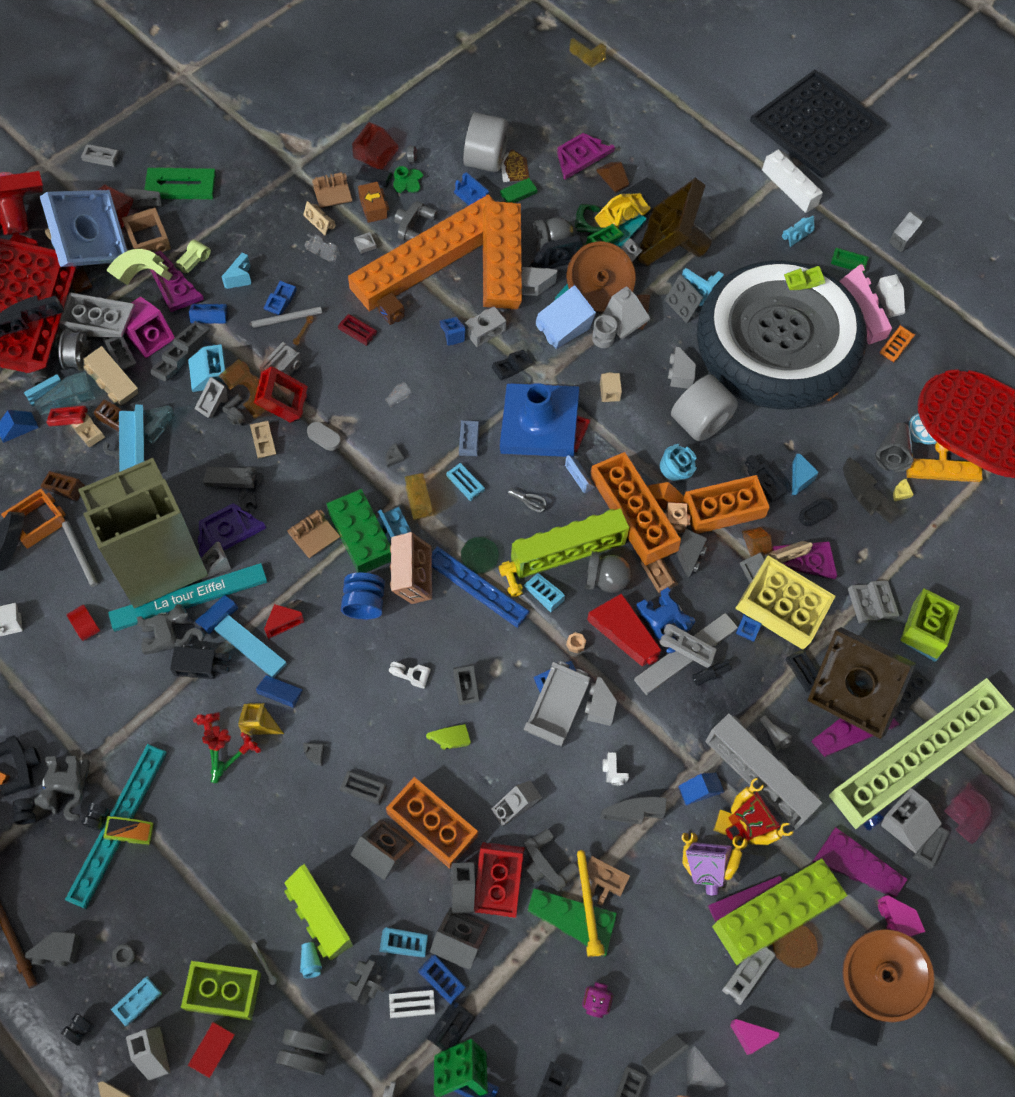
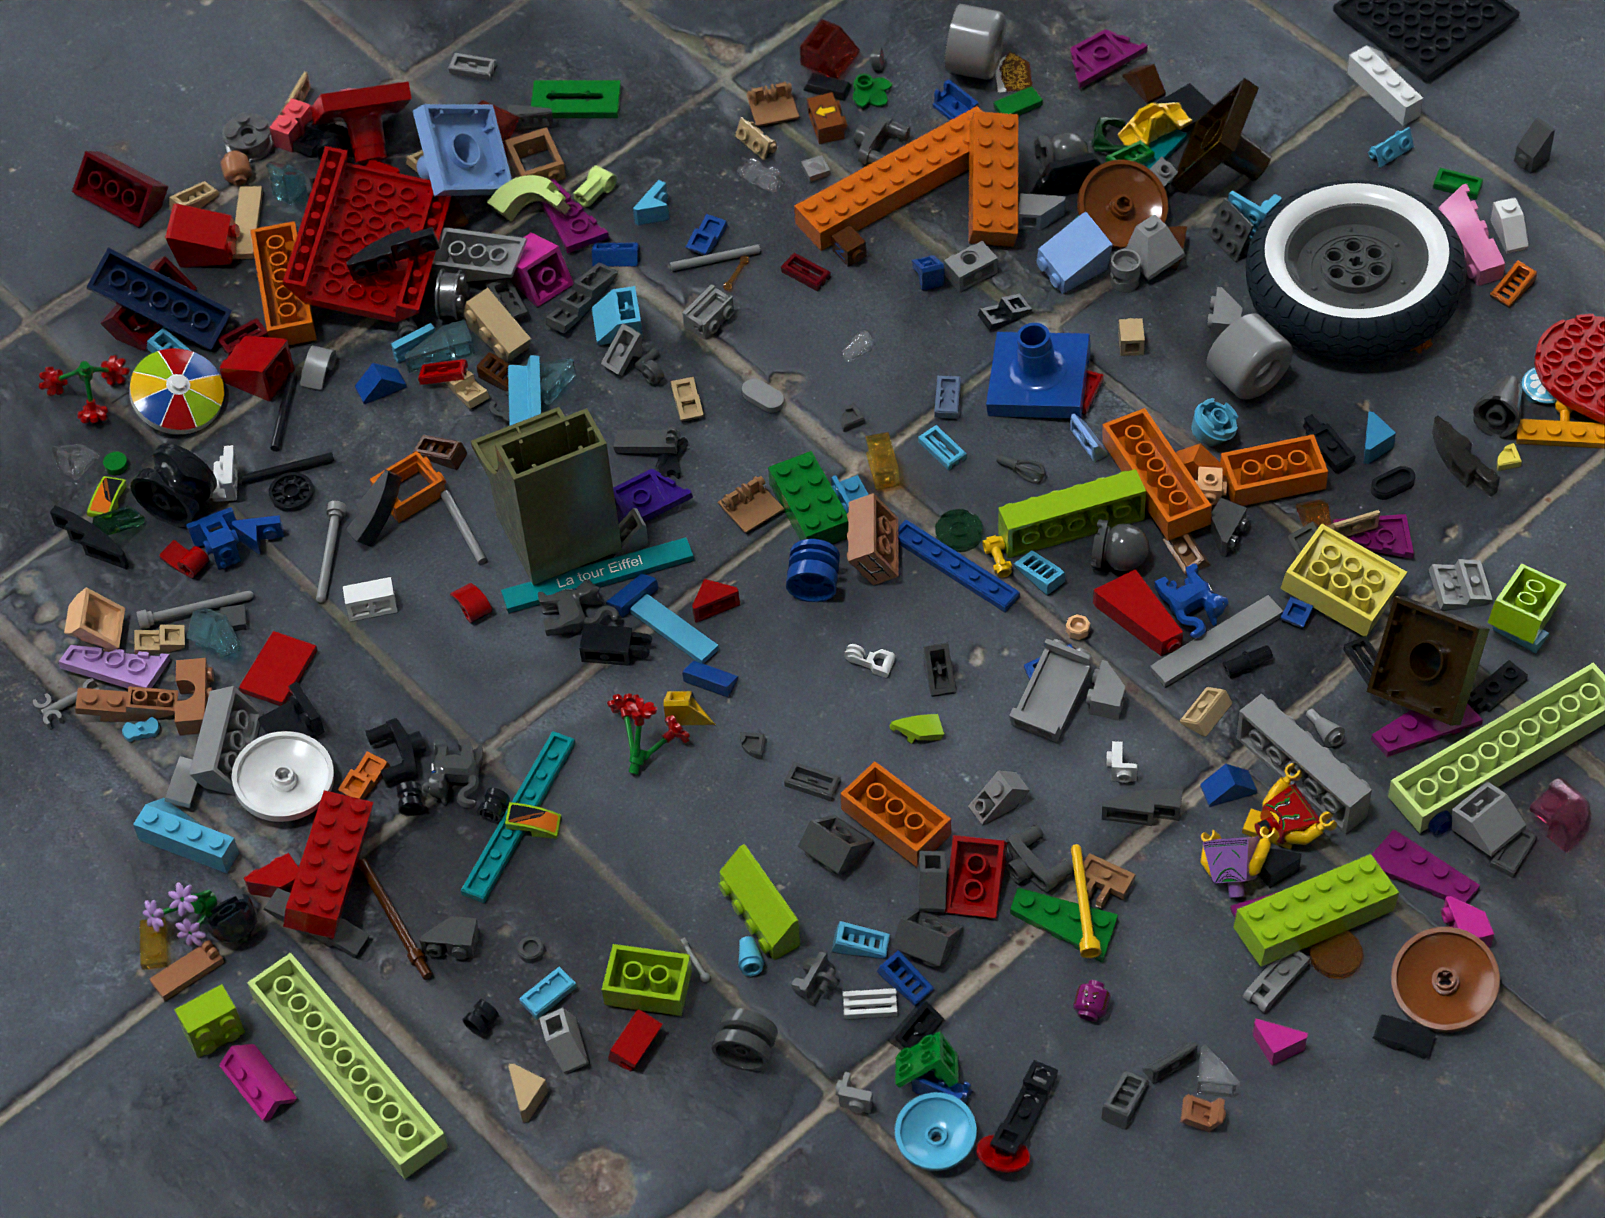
camera: 10 degrees right, 10 degrees down
(239, 374) = (658, 320): clear orange arch -> none
(264, 392) = (689, 345): red window -> none
(680, 717) = (1206, 710): none -> tan slope
(688, 645) = (1216, 626): light grey plate -> none
(803, 280) = (1375, 201): lime slope -> none

